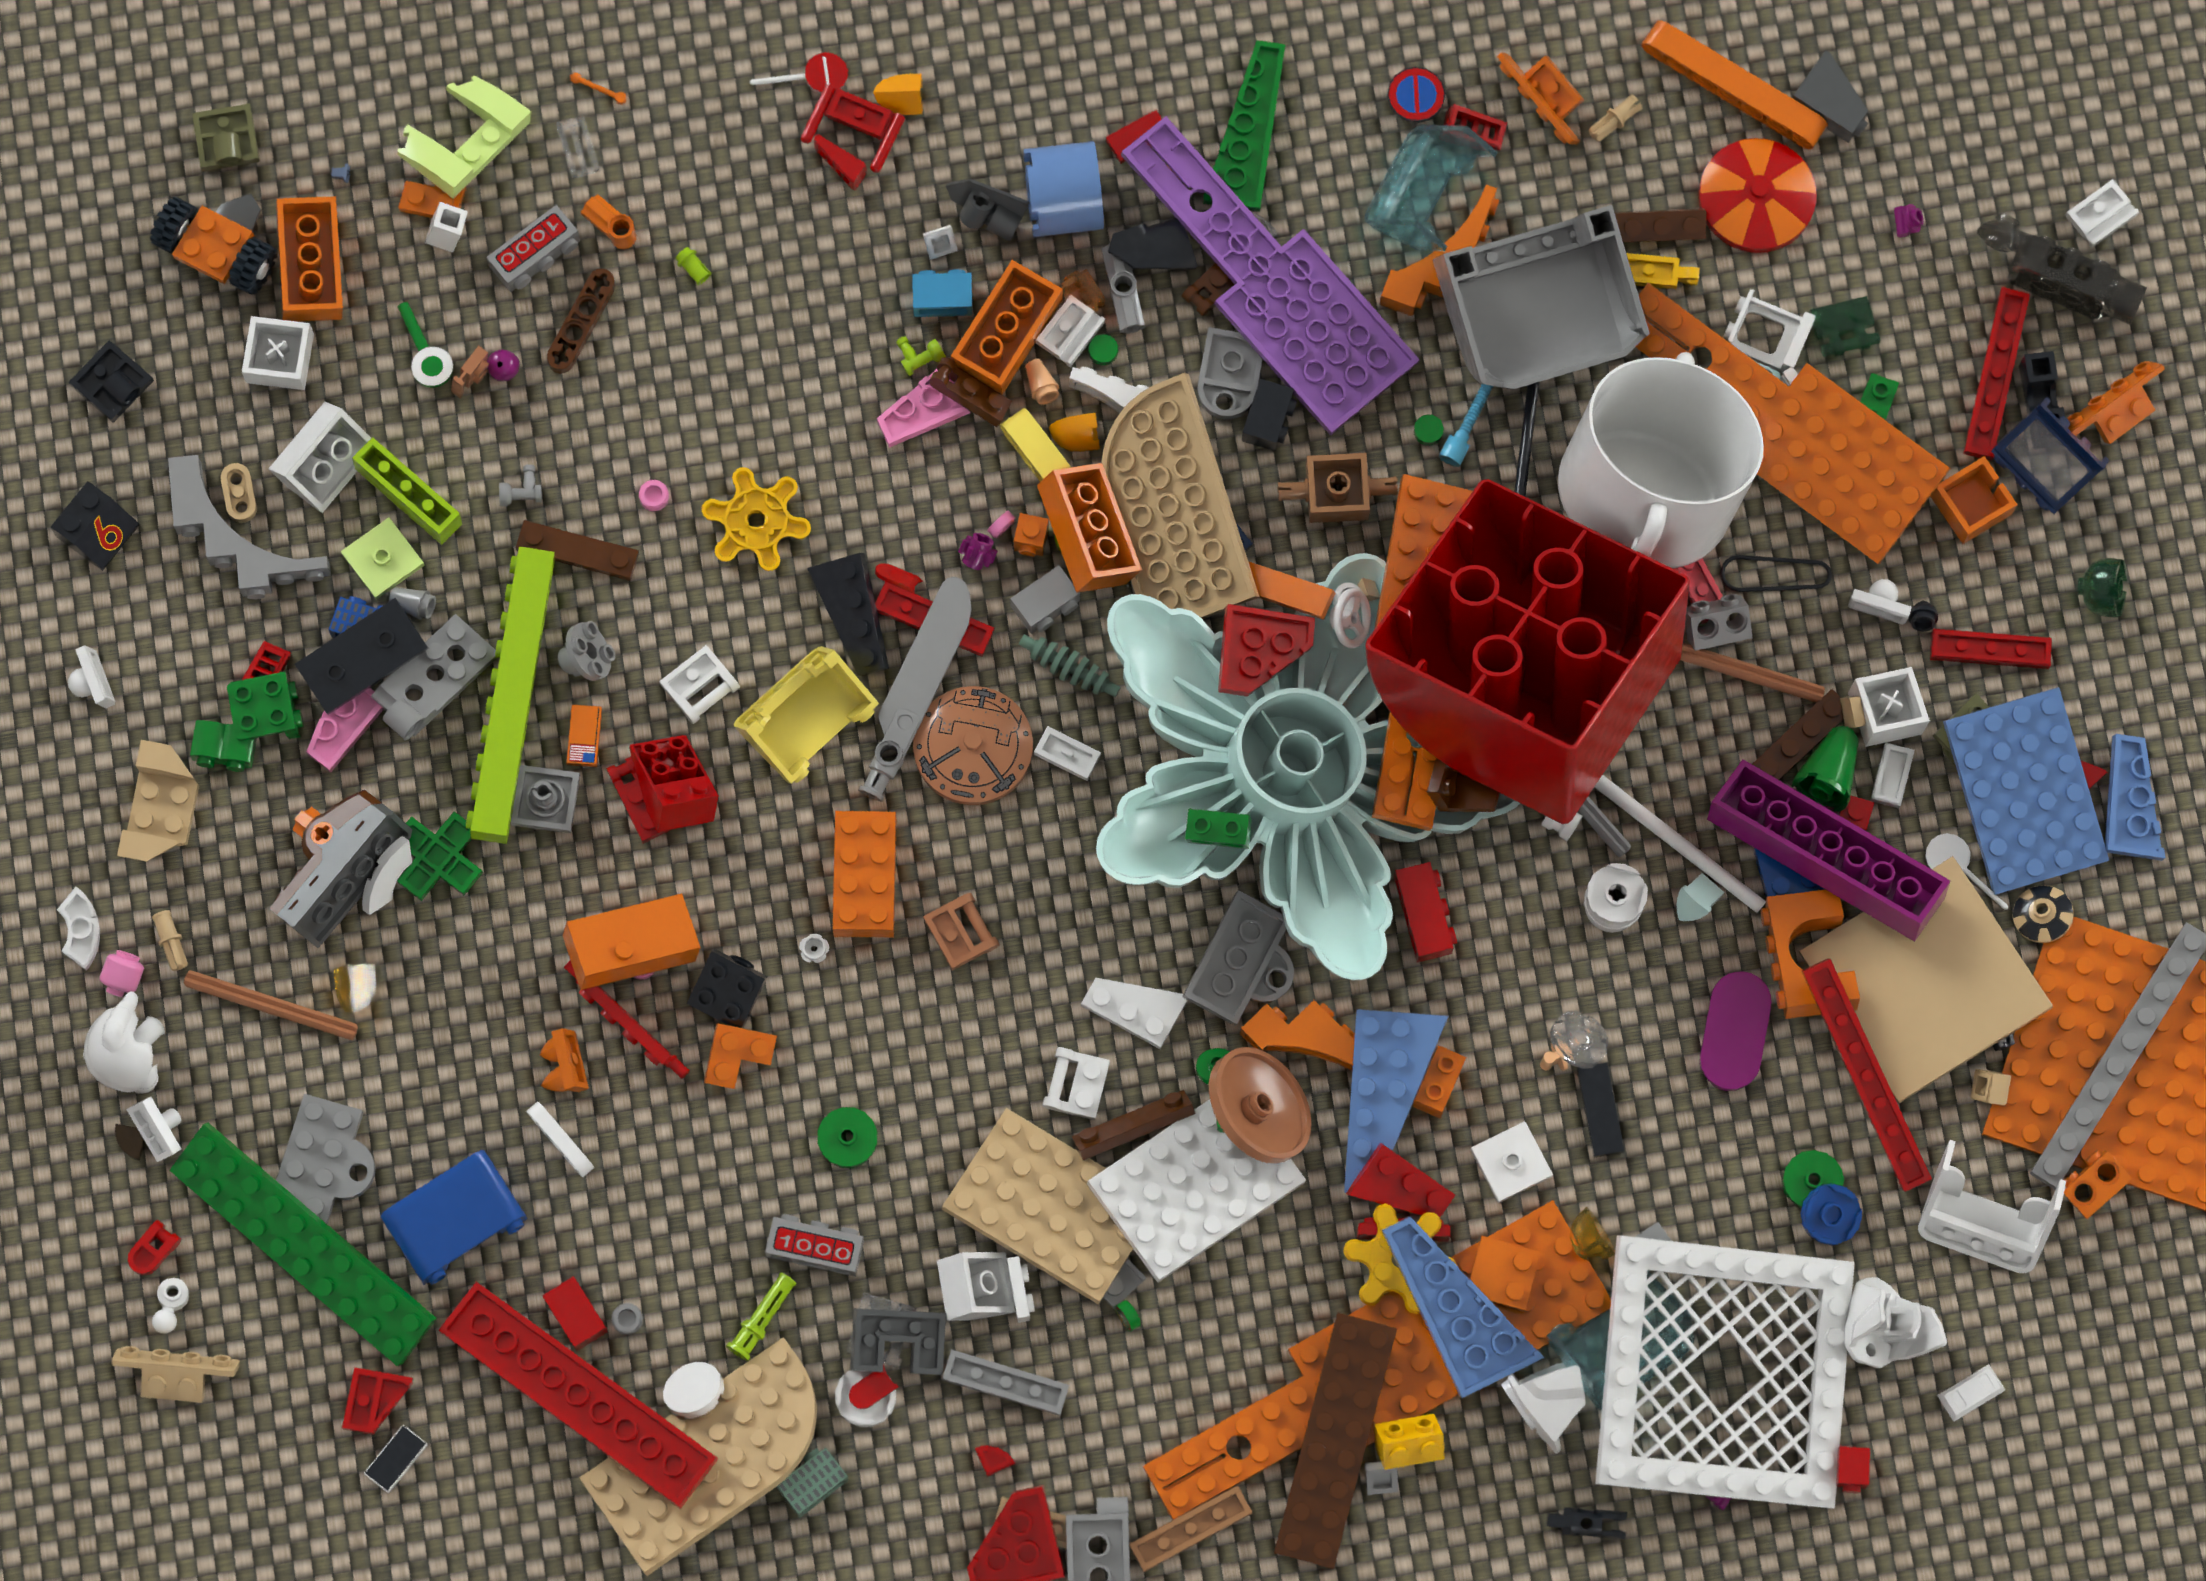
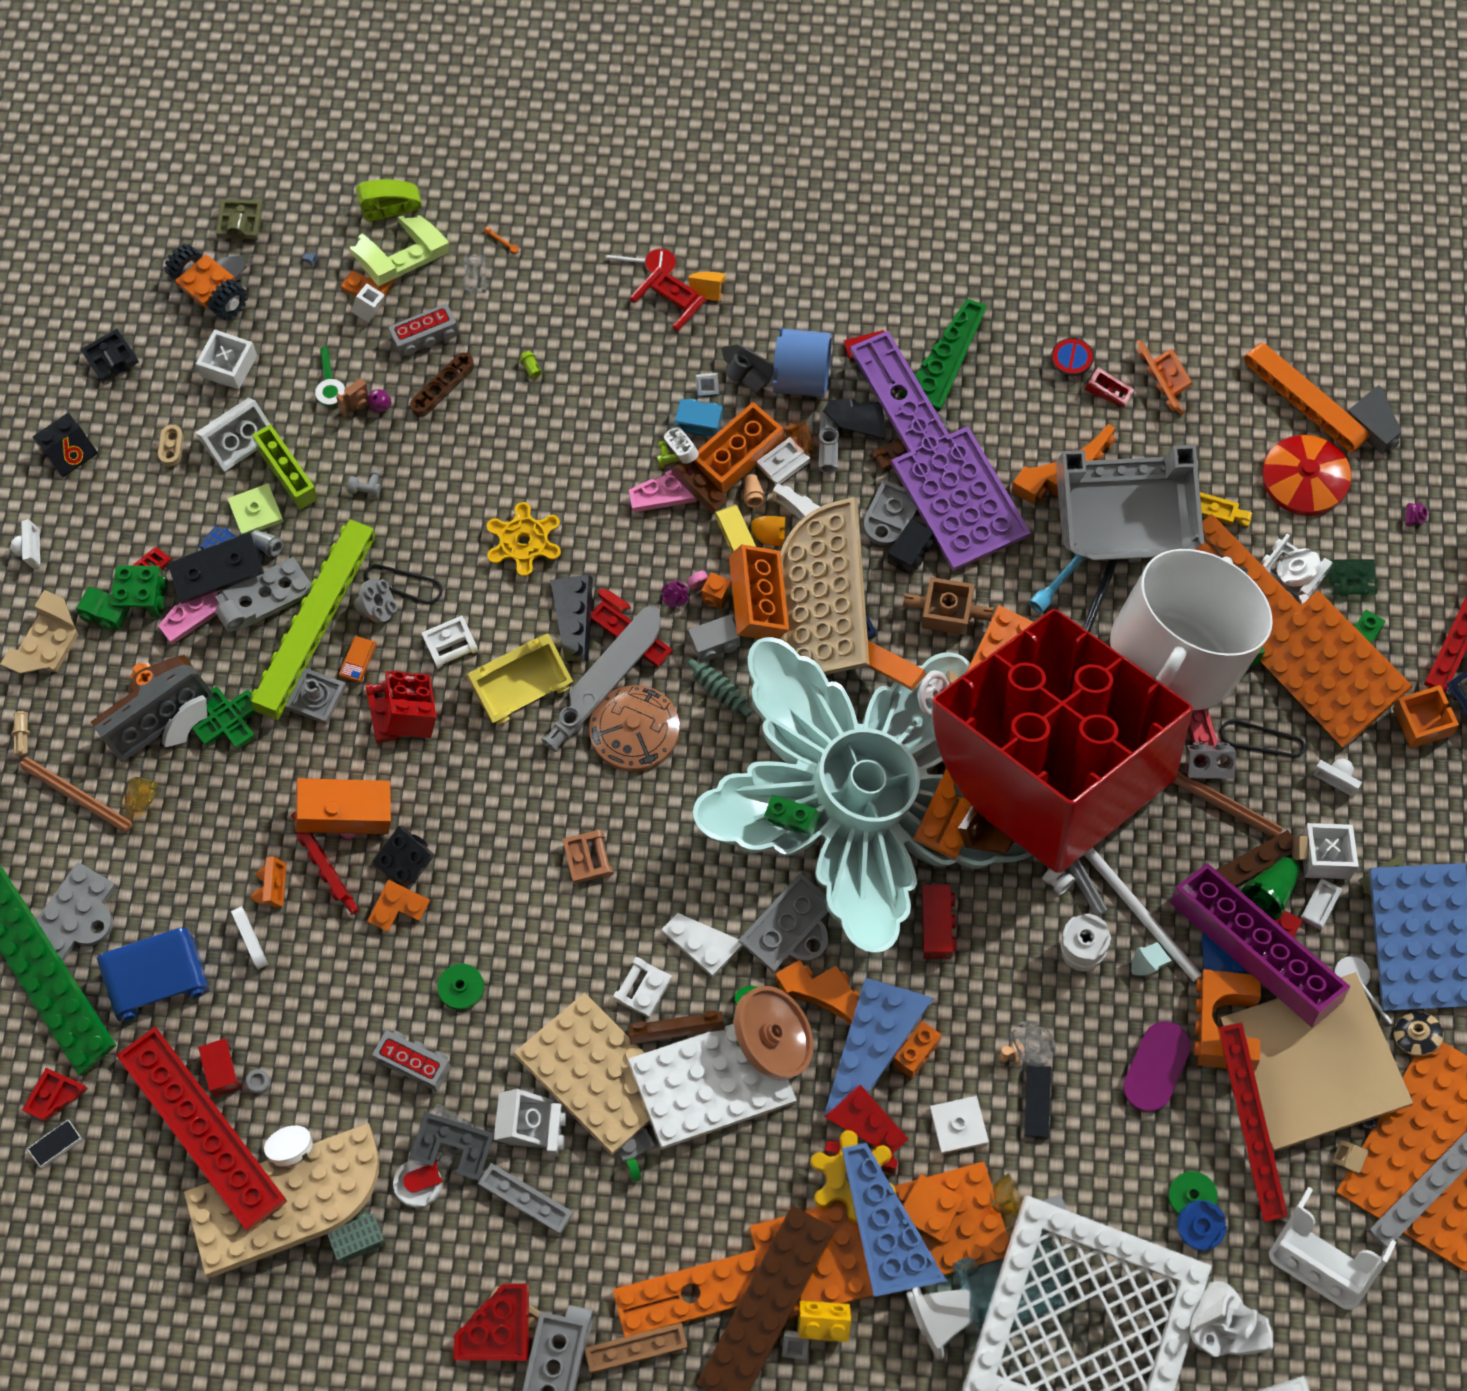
camera: 20 degrees right, 10 degrees down
(223, 546) = (164, 496): light grey arch -> none
(309, 259) = (268, 304): orange brick -> none
(426, 63) = (387, 198): none -> lime beam
(580, 550) = (395, 534): reddish brown plate -> none
(608, 221) = (482, 324): orange piece -> none
(613, 600) = (410, 574): none -> black piece
(653, 495) = (457, 509): bright pink tile -> none
(753, 1328) = (349, 1114): lime pin -> none
(810, 941) = (472, 840): white plate -> none
(843, 163) = (656, 321): red slope -> none
(864, 874) = (528, 799): orange brick -> none
(934, 350) = (681, 445): none -> white beam
(994, 1459) = (500, 1256): red tile -> none
(1067, 753) = (701, 748): white plate -> none
(1103, 350) = (803, 479): green tile -> none
(1260, 646) = (860, 698): red plate -> none
(1418, 180) = (1063, 411): clear light blue windscreen -> none
(1428, 430) = (1026, 583): green tile -> none
(1615, 118) = (1213, 402): tan axle -> none
(1662, 225) = (1231, 479): reddish brown plate -> none
(1774, 331) = (1298, 567): none -> white tile
(1923, 616) = (1369, 793): black plate -> none
(1991, 648) = (1417, 828): red tile -> none
(2100, 1190) = (1422, 1257): orange brick -> none

